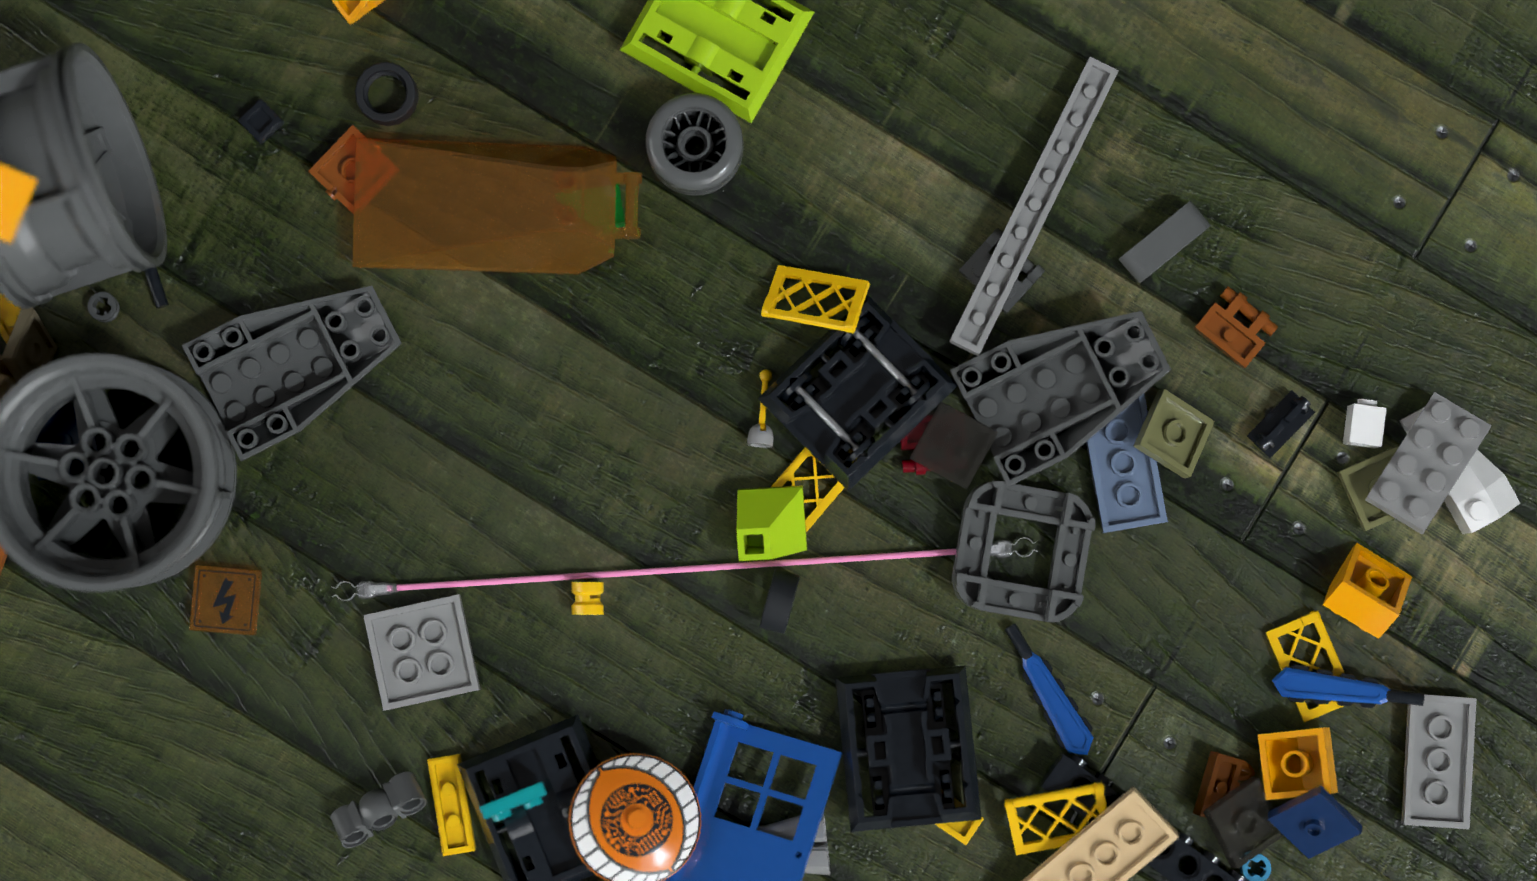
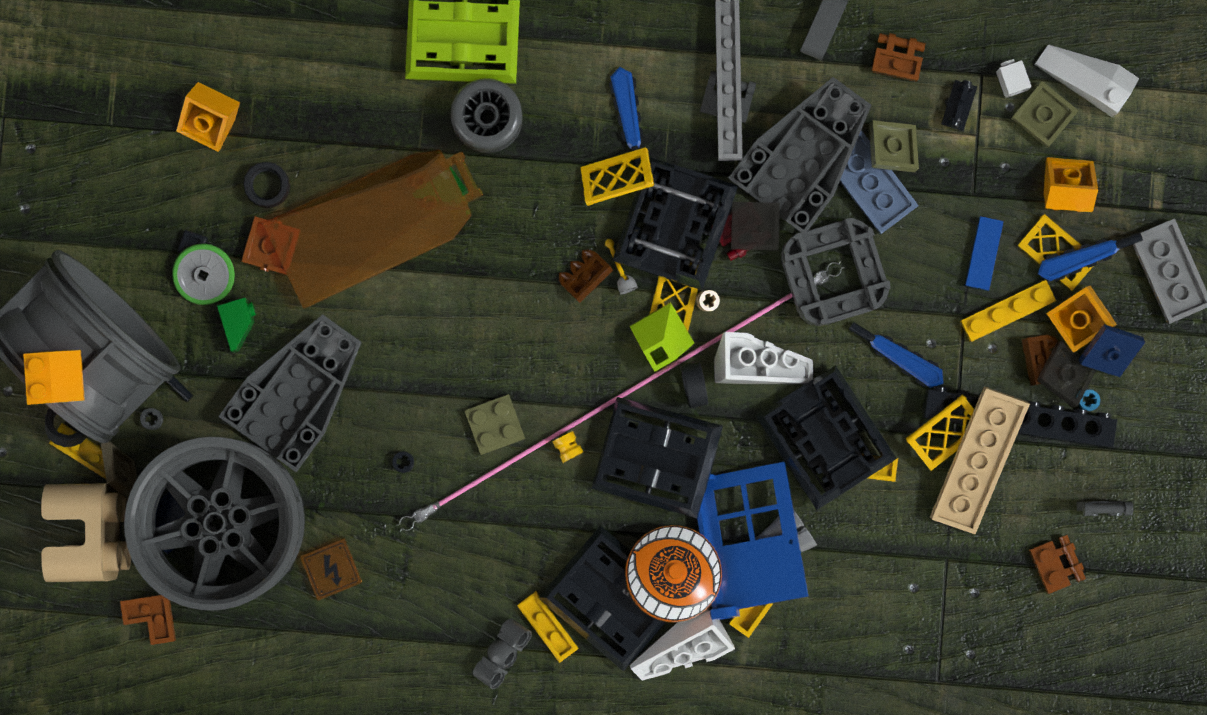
camera: 35 degrees left, 0 degrees up
(265, 242) = (237, 321): none -> green slope
(270, 149) = (205, 258): none -> light grey wheel
(379, 524) = (400, 455): none -> black bush
(421, 652) = (477, 537): light grey plate -> none
(500, 808) = (582, 611): teal plate -> none
(513, 525) = (494, 424): none -> olive plate
(688, 668) = (657, 457): none -> black piece
(716, 400) = (585, 276): none -> reddish brown plate
(855, 513) = (713, 303): none -> bush
(867, 609) = (753, 361): none -> white wedge
(874, 213) = (626, 102): none -> blue sword
(1212, 706) = (1008, 311): none -> yellow plate
(1218, 621) = (984, 253): none -> blue tile
(1428, 463) = (1067, 82): light grey plate -> none

